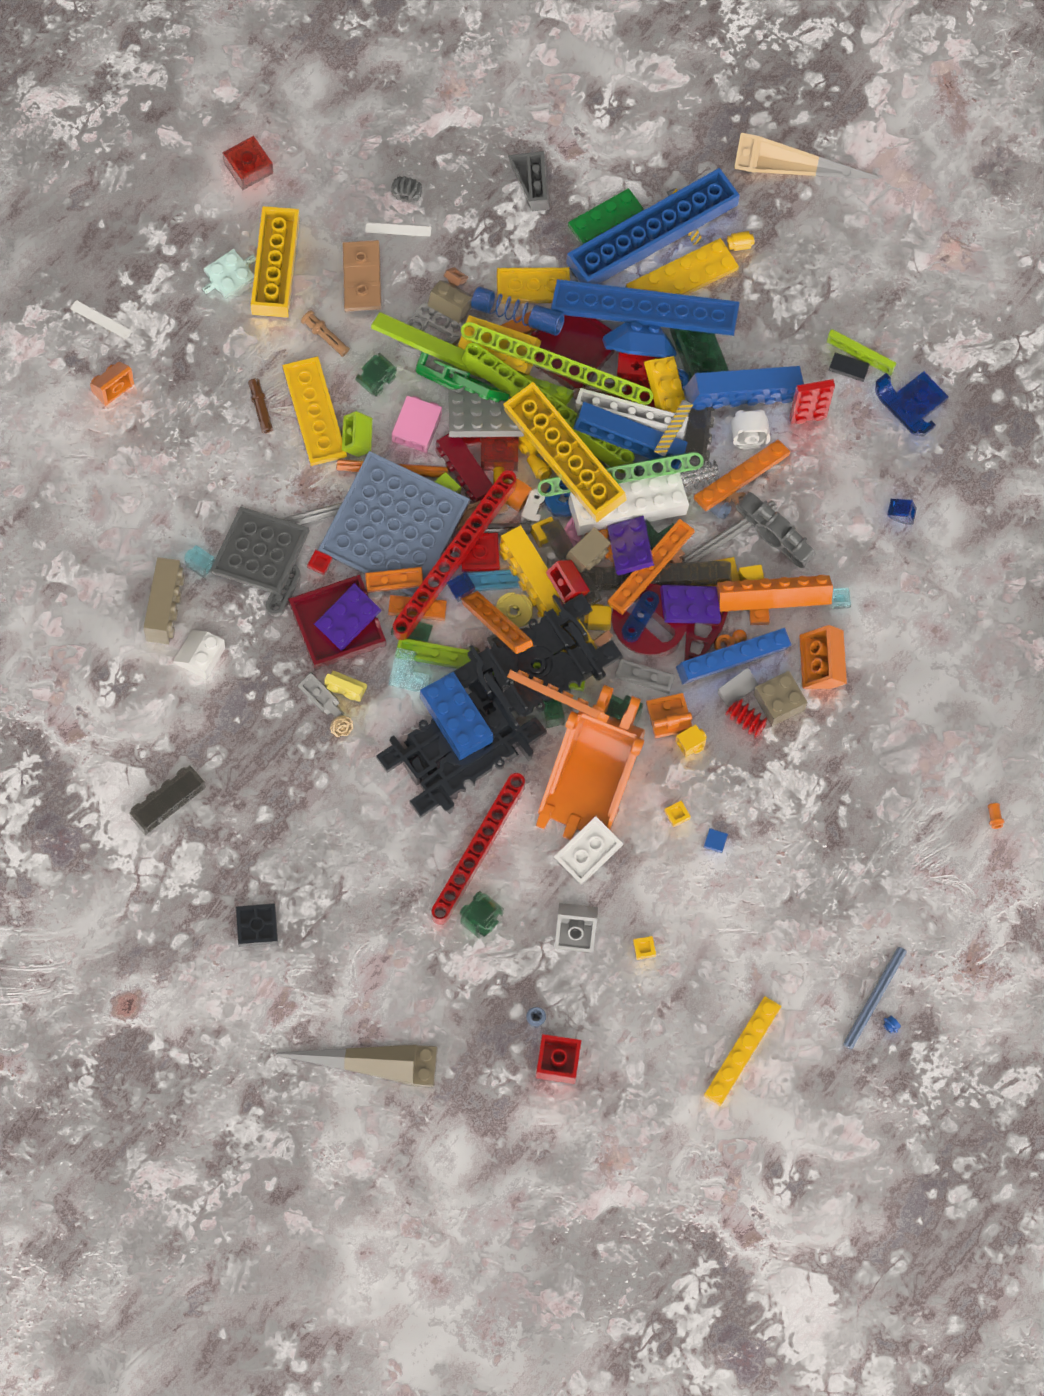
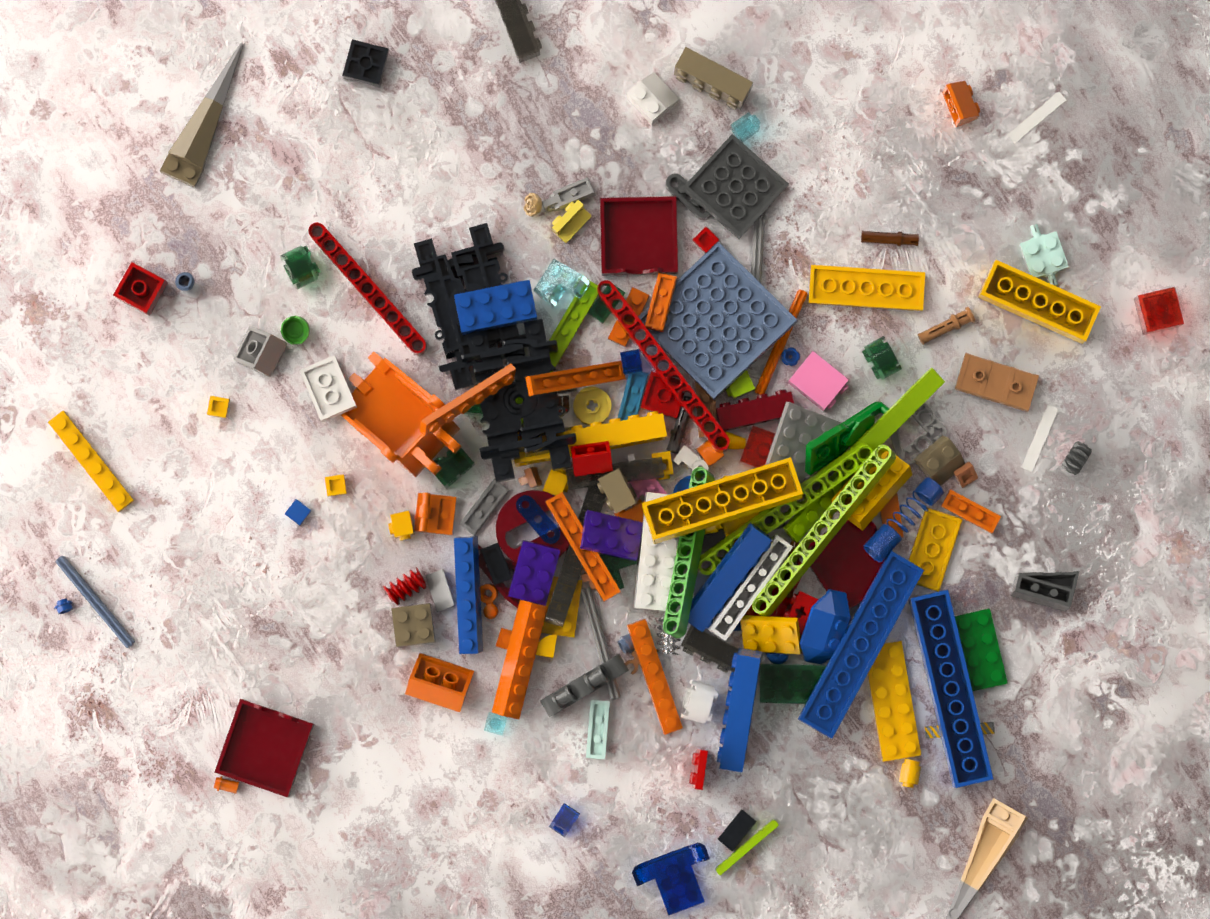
camera: 110 degrees right, 15 degrees up
(348, 617) = (636, 244): dark purple plate -> none
(357, 434) = (825, 318): lime brick -> none
(402, 451) = (795, 356): none -> blue plate
(487, 262) = (970, 511): none -> orange plate
(543, 900) = (295, 330): none -> bright green hair
(673, 428) = (717, 621): sticker -> none
(695, 642) = (496, 563): none -> black tile
(810, 509) = (597, 729): none -> light aqua plate
(947, 793) = (264, 748): none -> dark red piece

